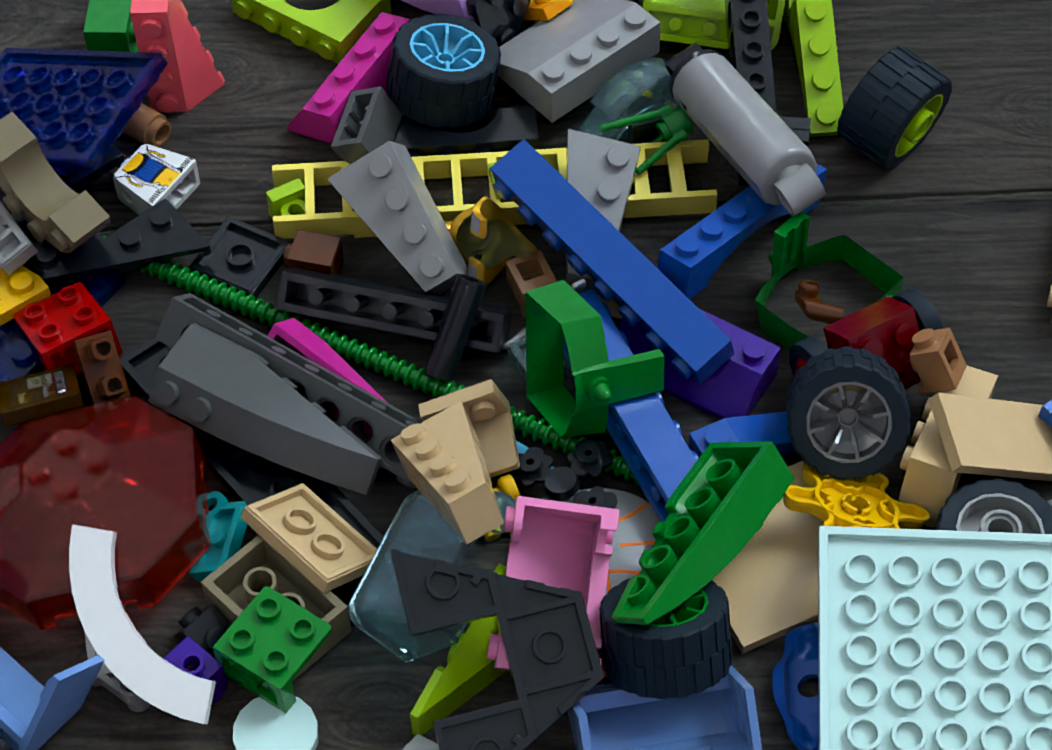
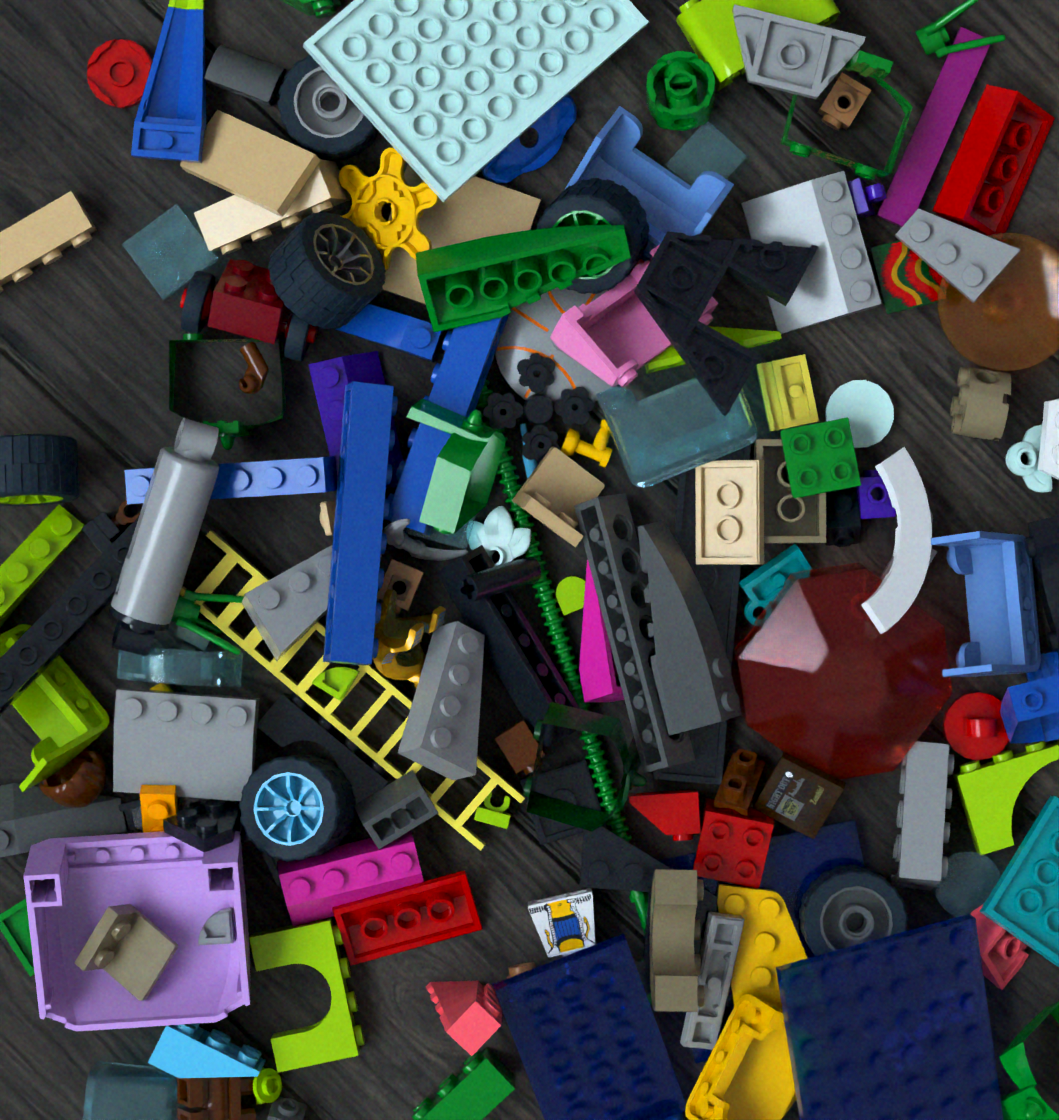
camera: 130 degrees left, 35 degrees up
(140, 310) = (670, 811): none -> red slope
(259, 274) = (594, 723): none -> dark green piece
(281, 99) = (407, 918): none -> red slope
(359, 689) = (787, 393): none -> light yellow plate
(390, 389) = (570, 594): none -> lime tile
(450, 471) = (622, 454): tan wedge -> none
(479, 366) = (500, 536): none -> light aqua plate
(937, 360) = (235, 255): medium nougat brick -> none
(987, 342) = (170, 251): none -> clear light blue plate

